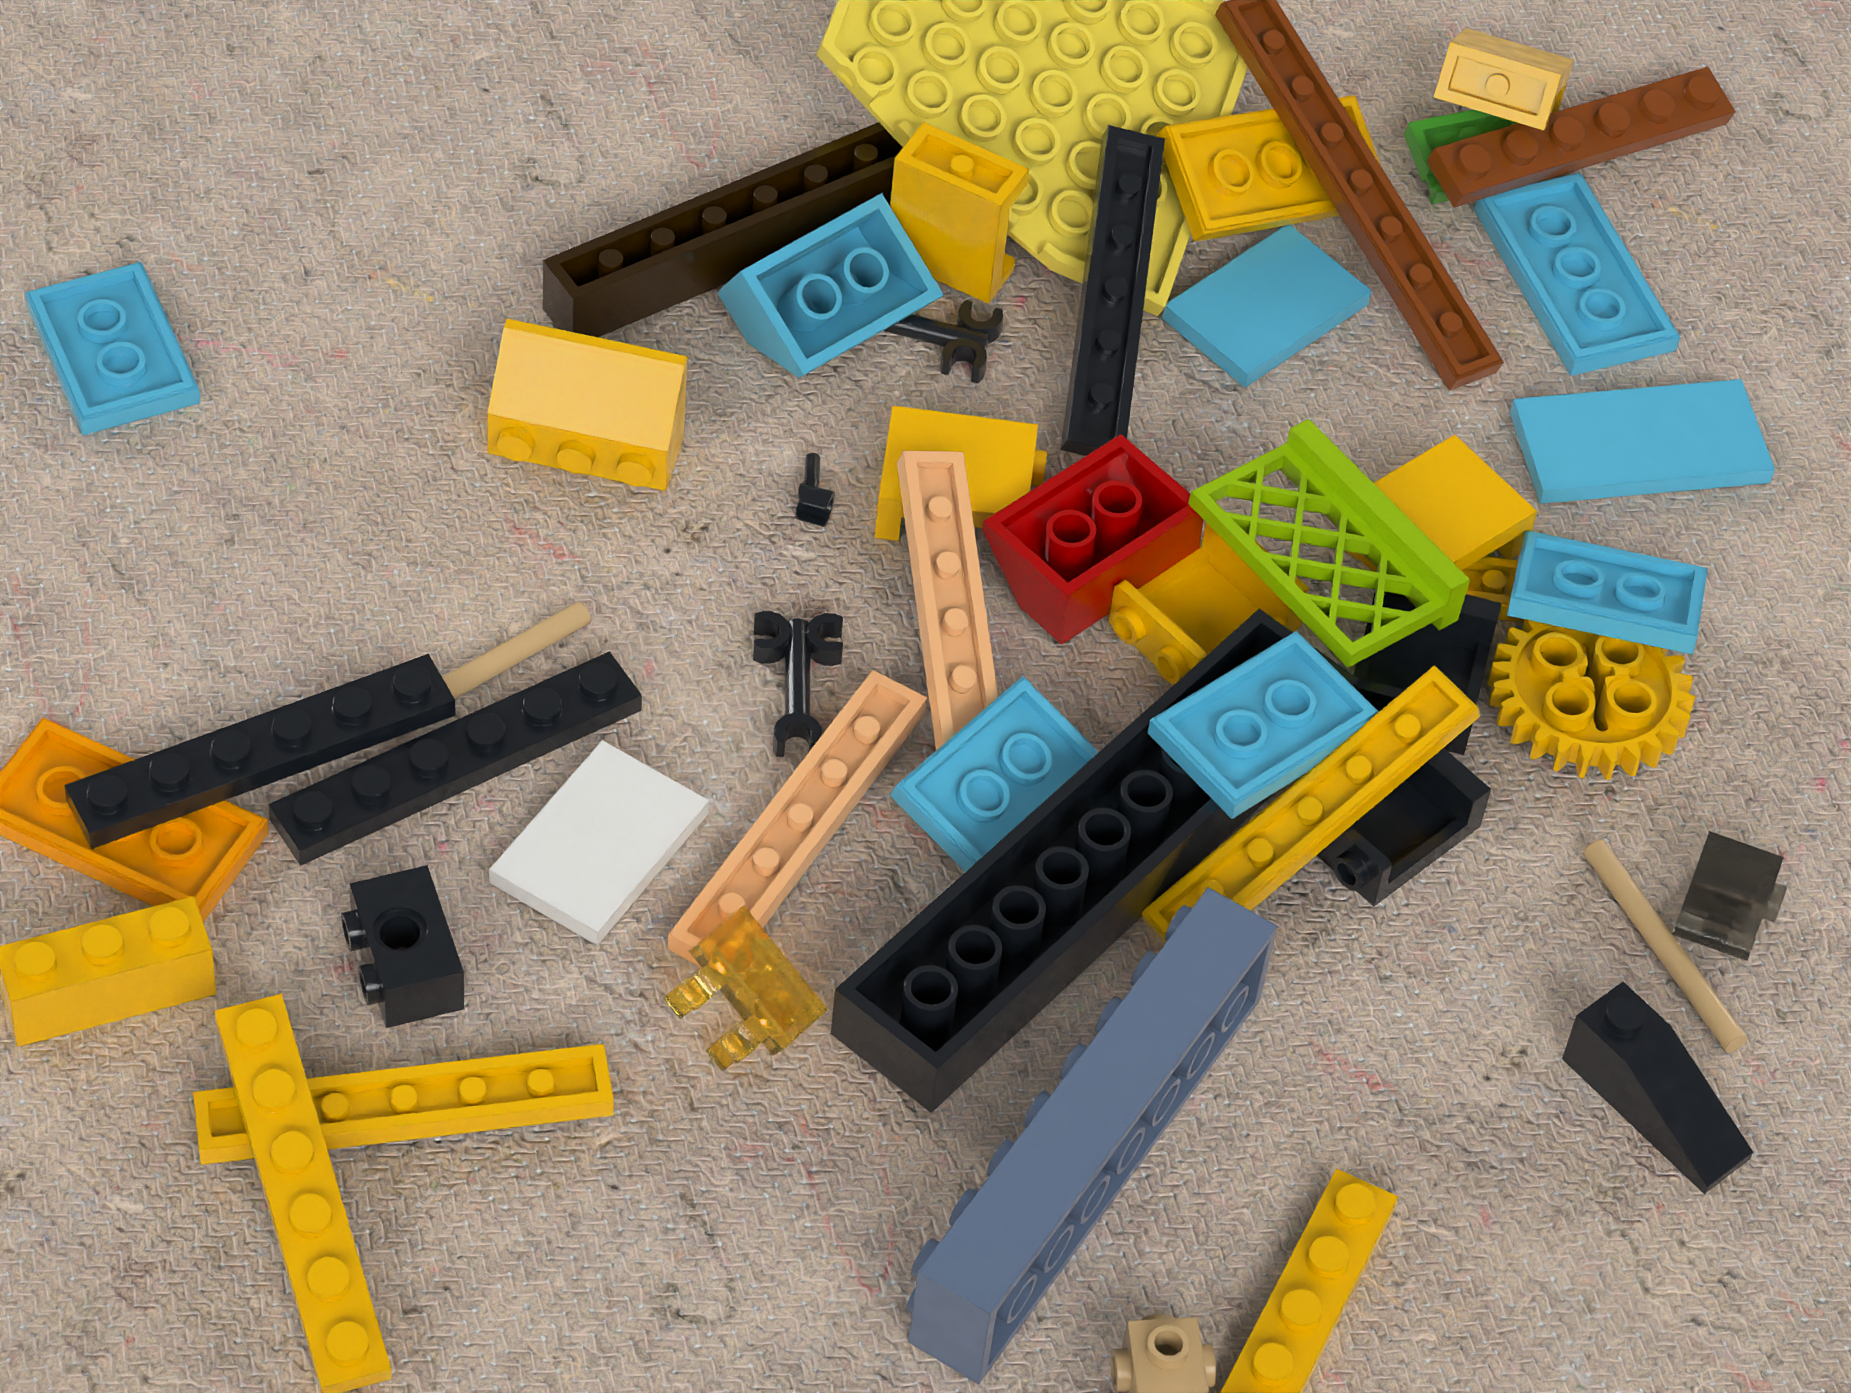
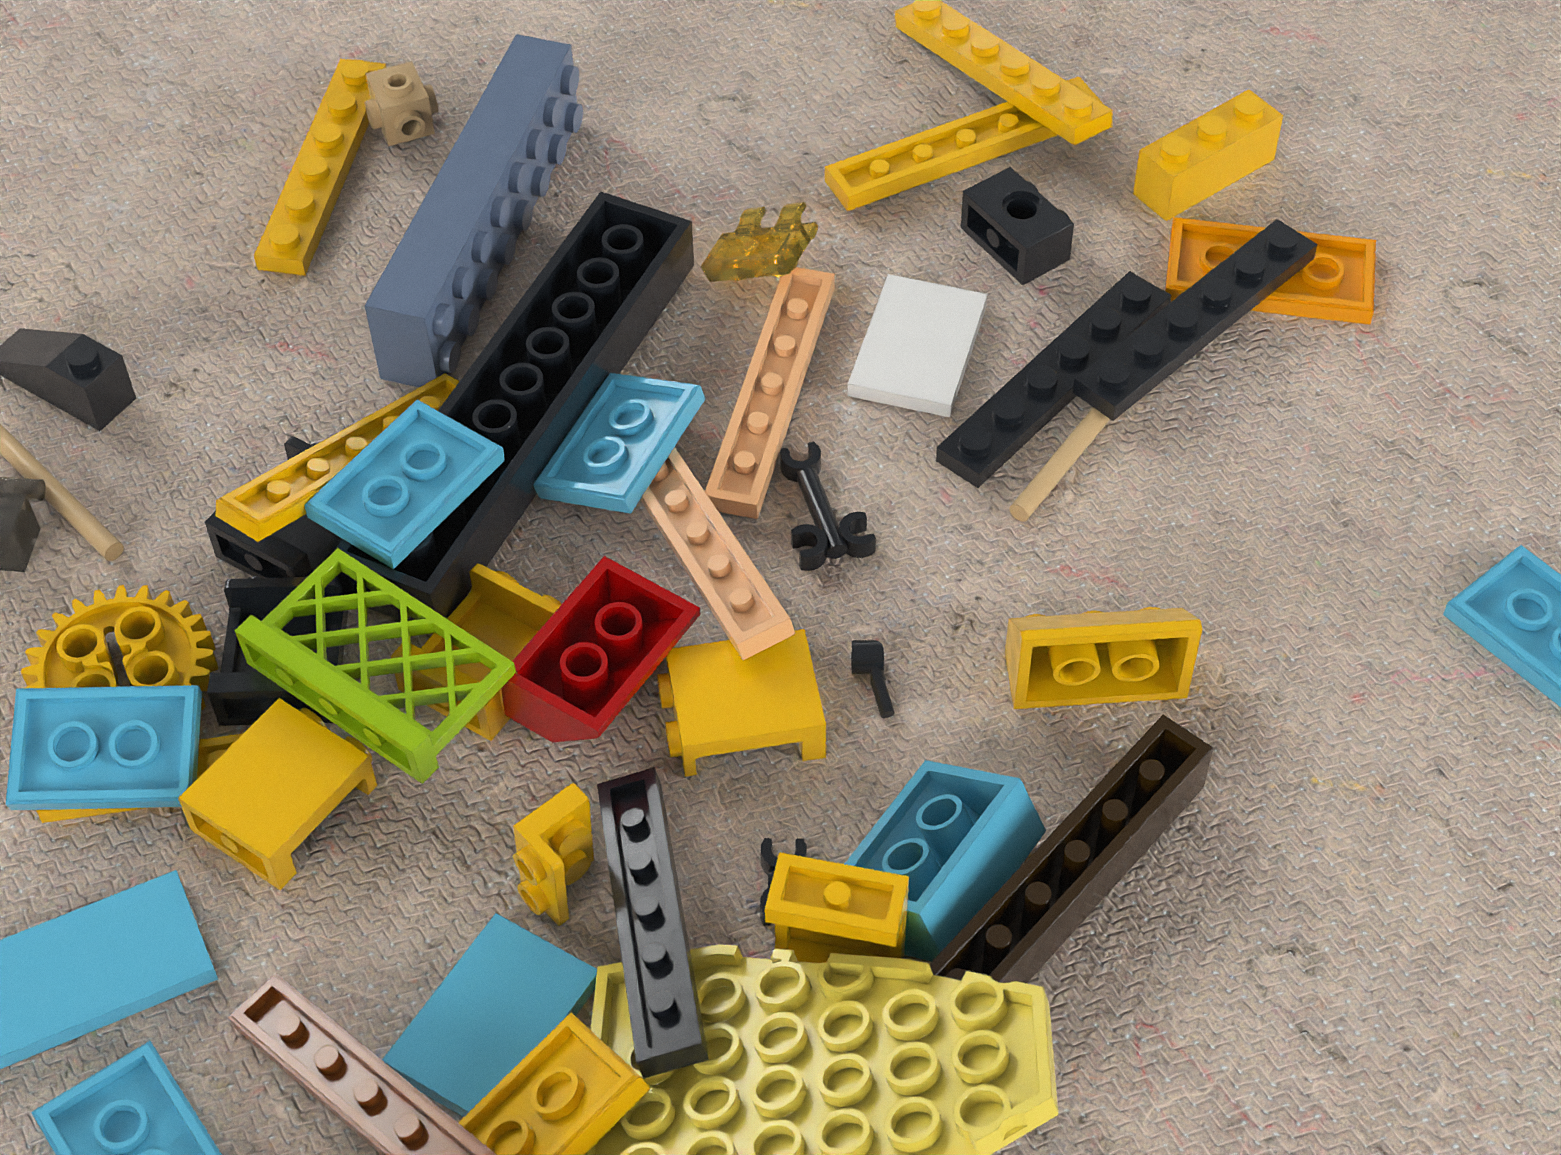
camera: 170 degrees right, 0 degrees up
(1186, 368) = (553, 851): none -> yellow bracket

